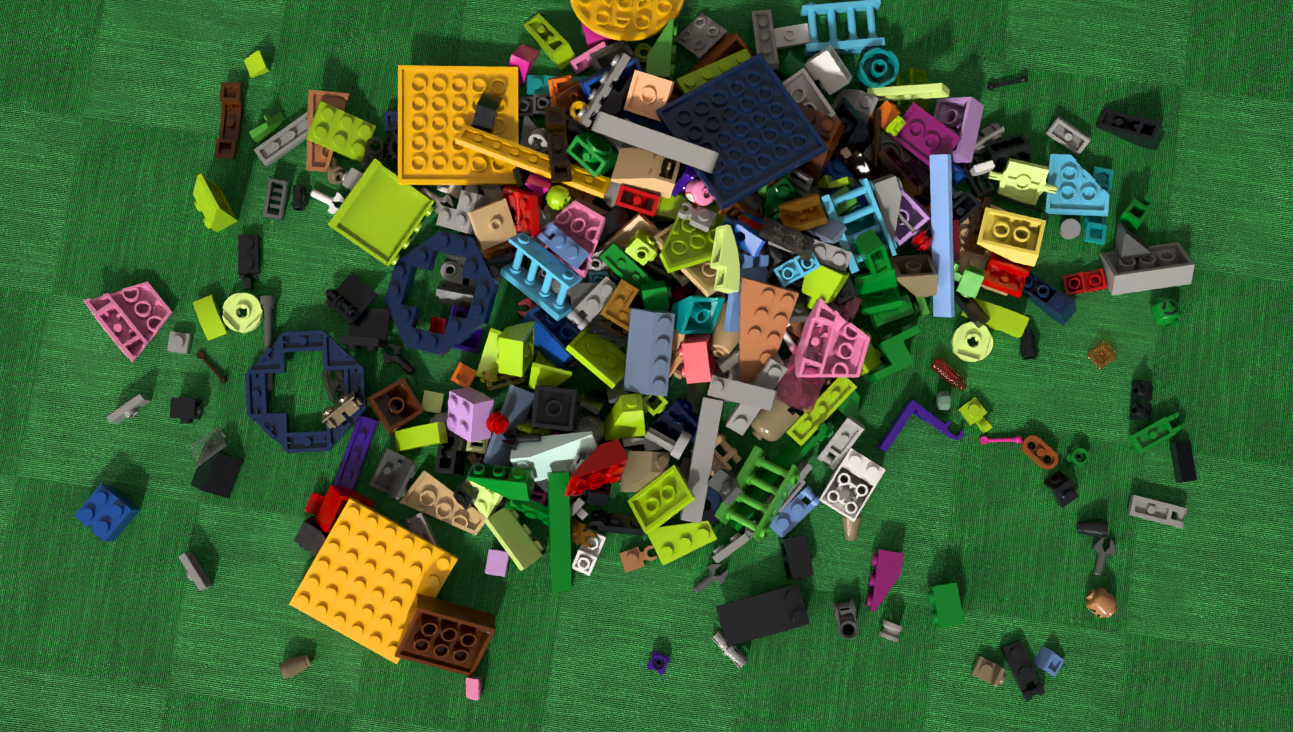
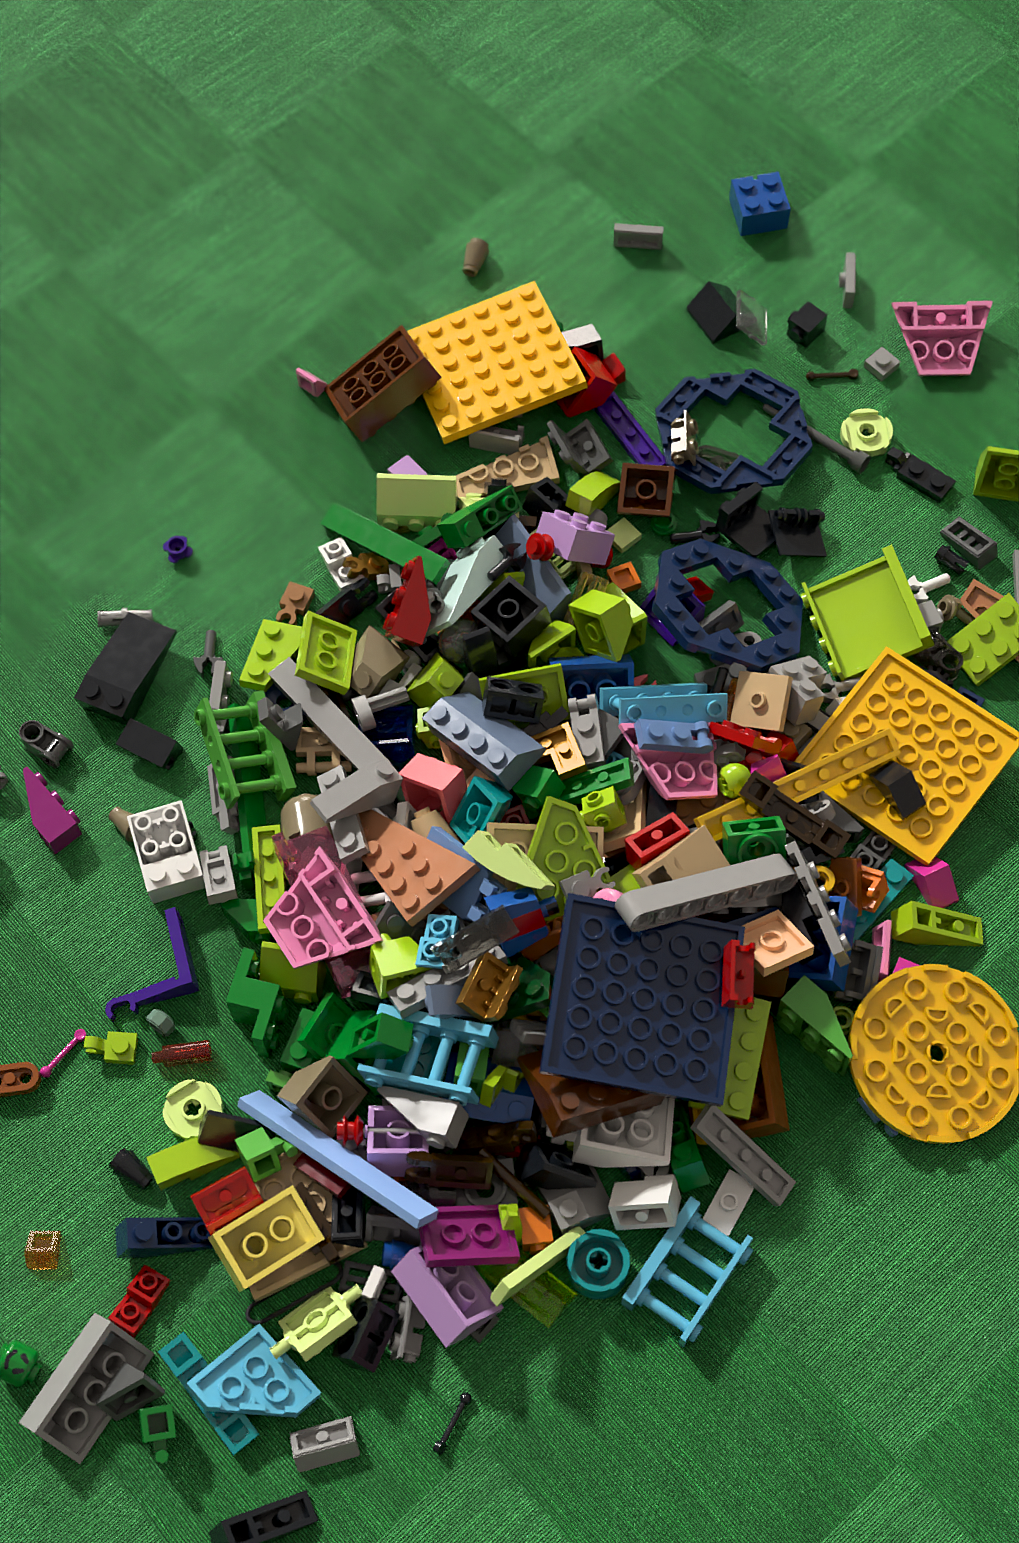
camera: 130 degrees right, 20 degrees down
(209, 317) = (890, 402): lime slope -> none
(613, 353) = (512, 700): none -> black brick
(689, 90) = (738, 975): none -> red hinge
(701, 36) = (810, 1098): light grey hinge -> none
(794, 512) = (195, 780): medium blue plate -> none
(1069, 229) = (214, 1340): light grey tile -> none

